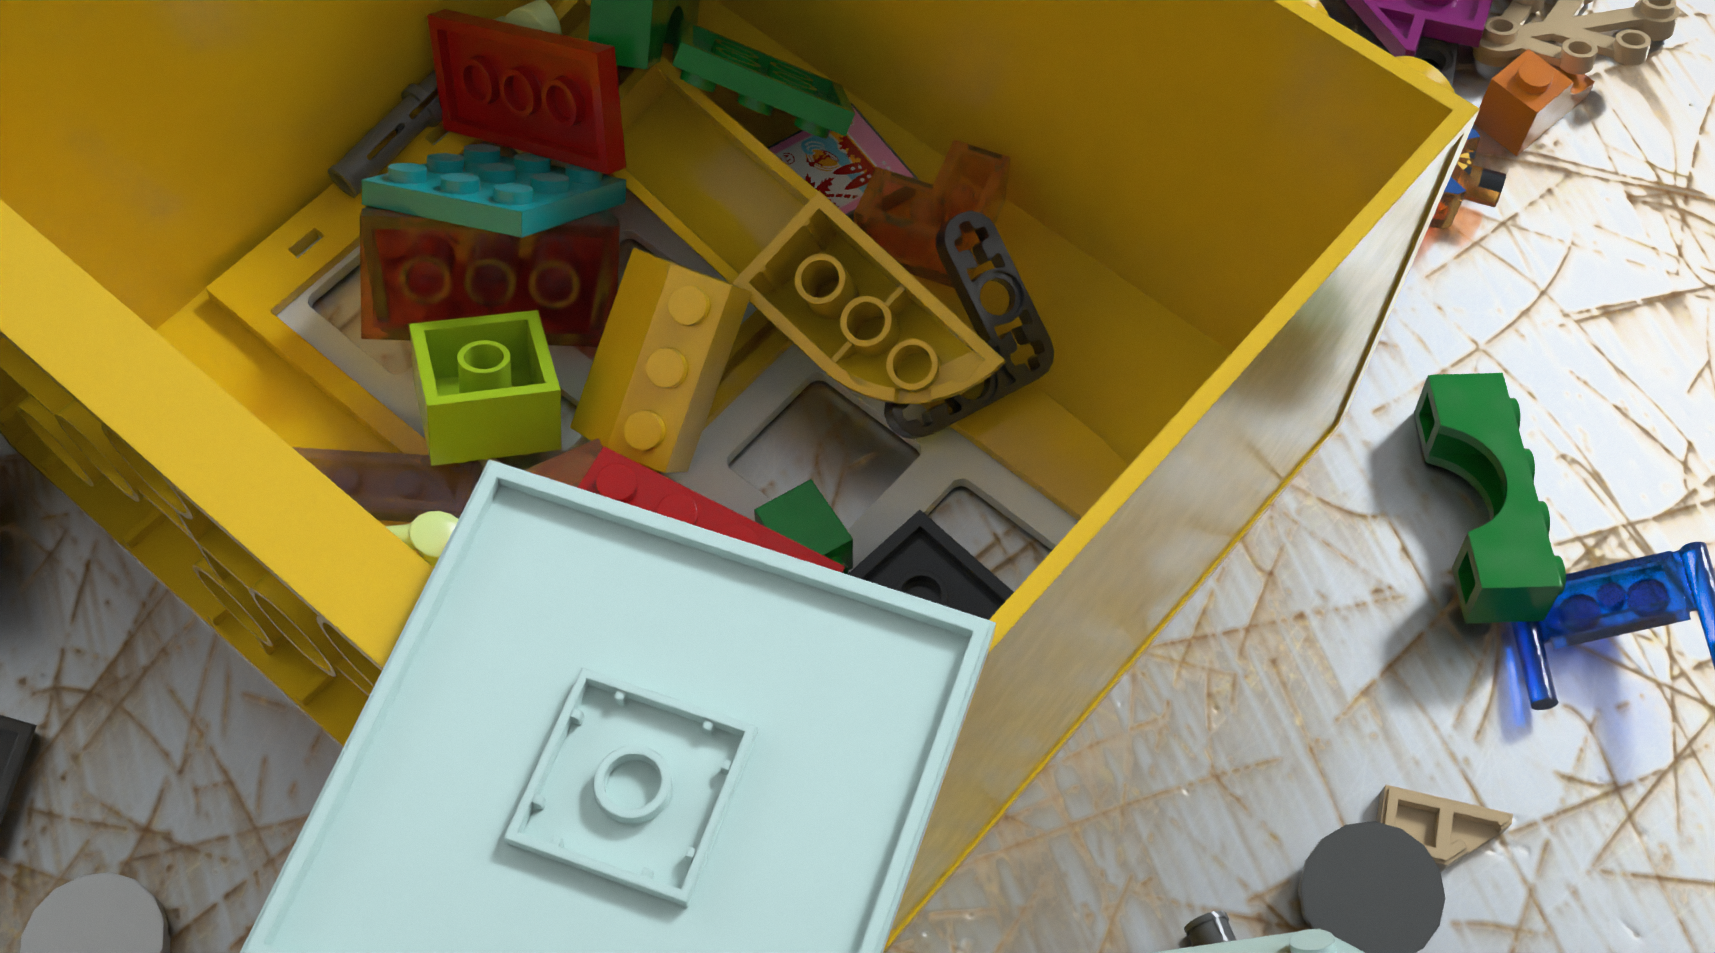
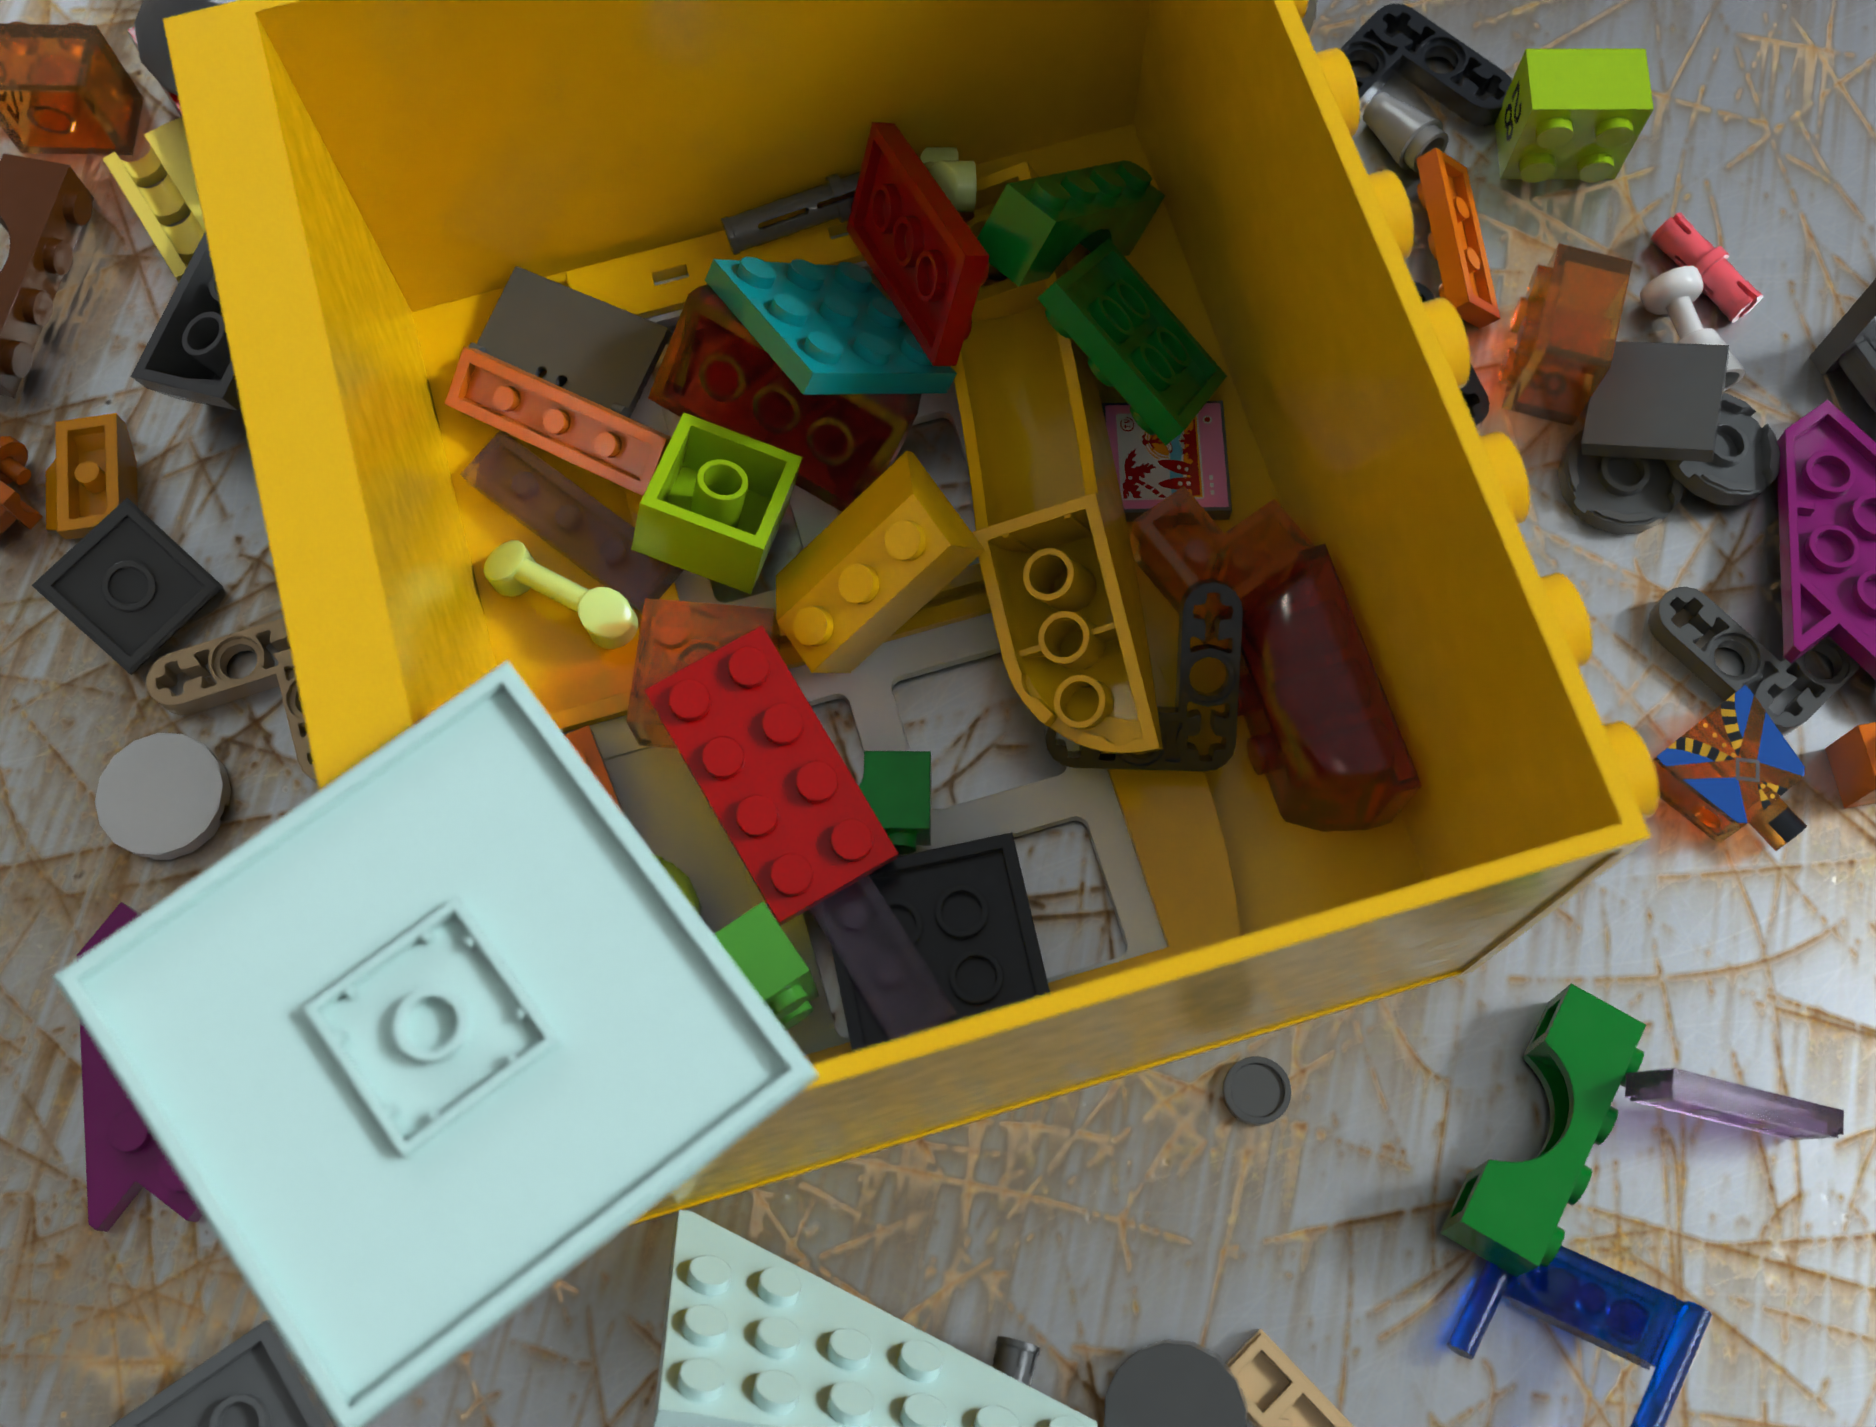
camera: 35 degrees right, 10 degrees up
(156, 761) = (202, 695): none -> tan beam
(275, 329) = (575, 338): none -> dark grey door
(329, 397) = (556, 420): none -> orange plate
(1100, 276) = (1319, 706): none -> clear red windscreen
(1247, 608) = (1256, 1091): none -> dark grey piece
(1604, 391) = (1733, 1104): none -> clear purple tile

